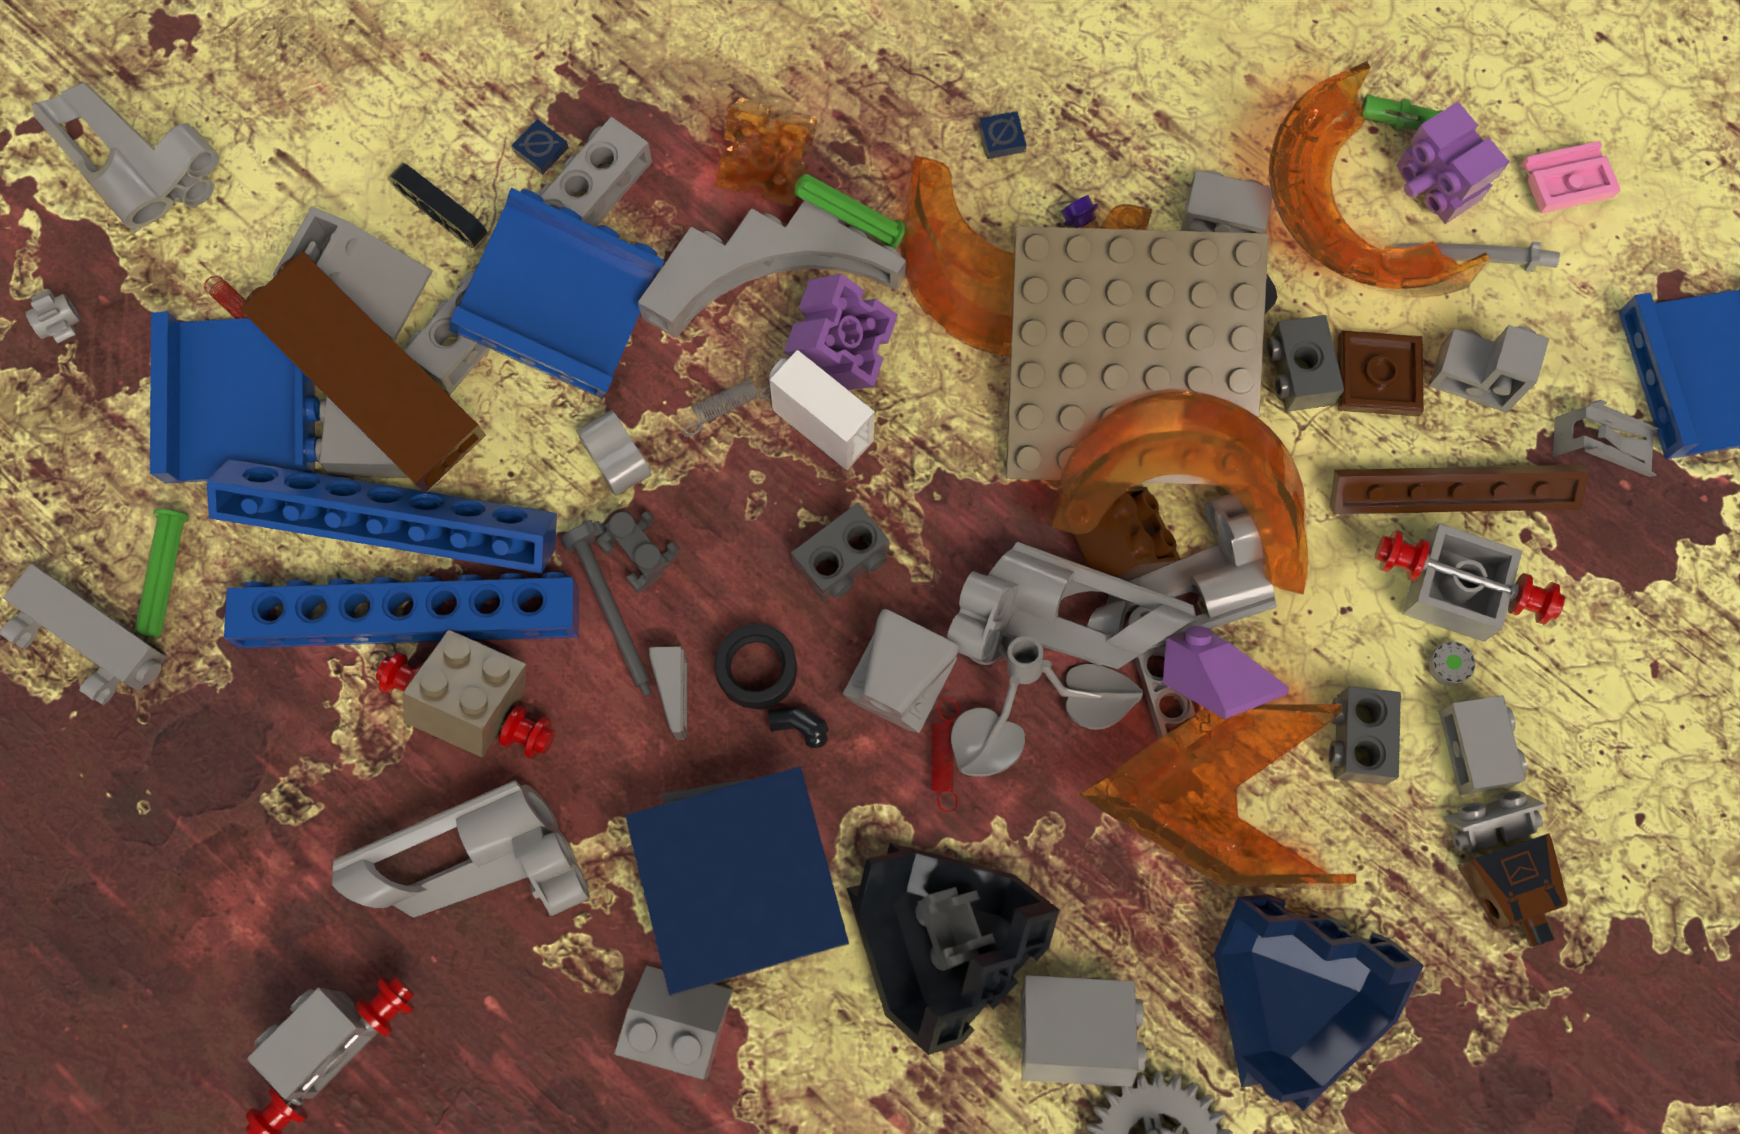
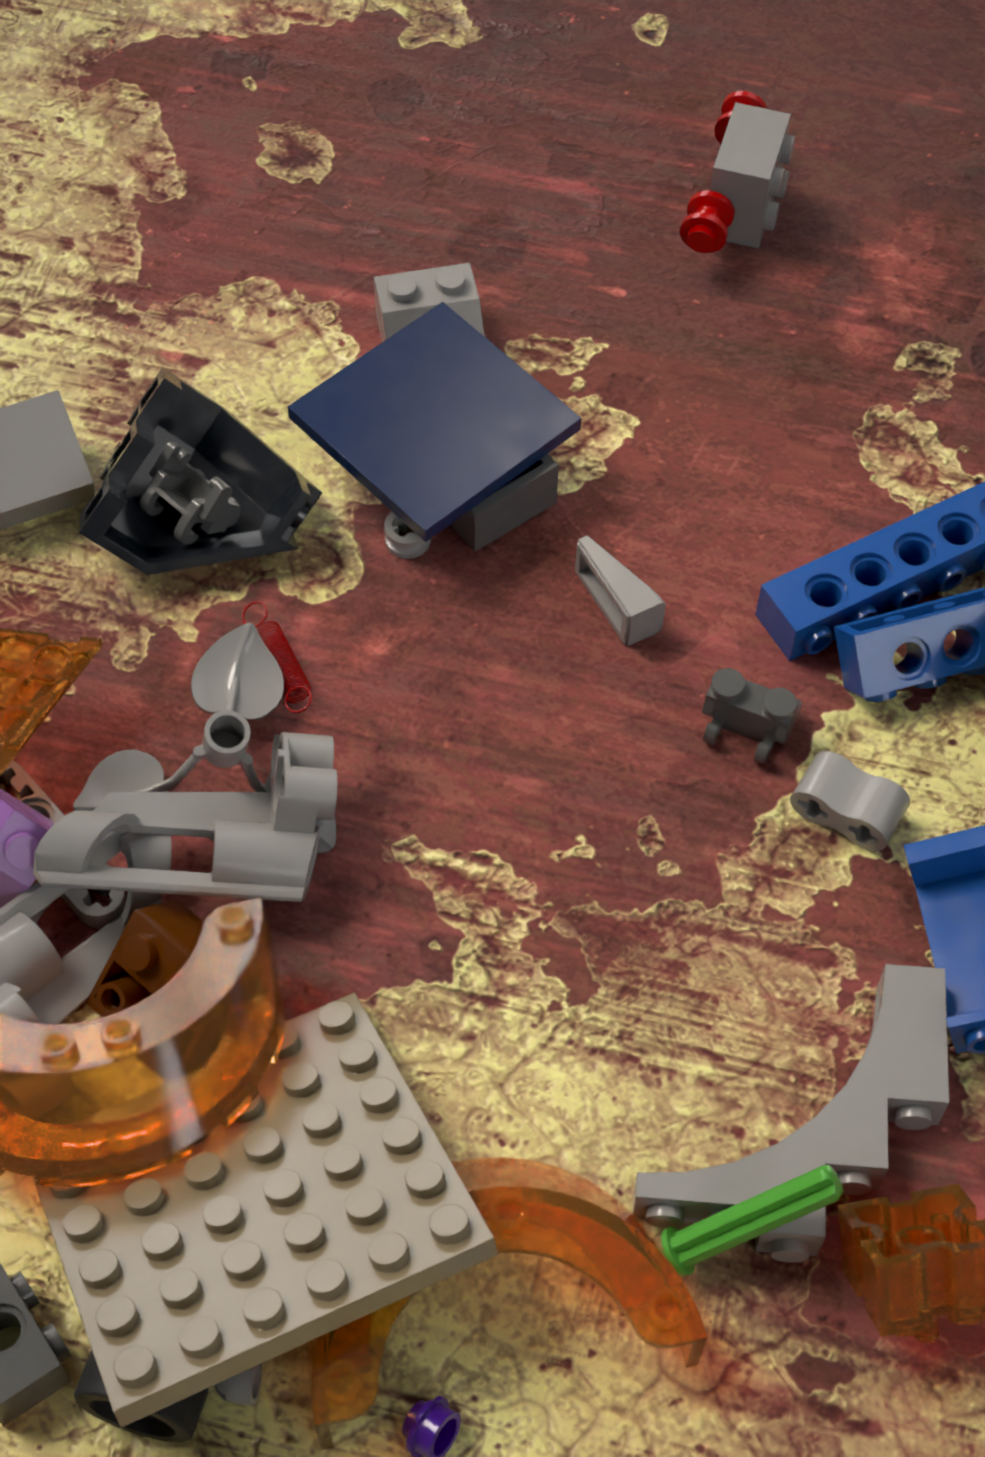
camera: 155 degrees right, 15 degrees down
(466, 696) = (824, 483): dark tan brick -> none
(507, 837) = (709, 390): light grey panel -> none
(580, 540) = (820, 692): dark grey piece -> none
(730, 395) = (775, 880): light grey piece -> none
(751, 634) = (547, 620): black tyre -> none
(802, 720) = (457, 629): black arm -> none
(821, 409) = (631, 940): white brick -> none
(833, 546) = (520, 810): dark grey brick -> none
(842, 331) = (663, 1046): medium lavender brick -> none
(901, 671) = (373, 706): light grey piece -> none

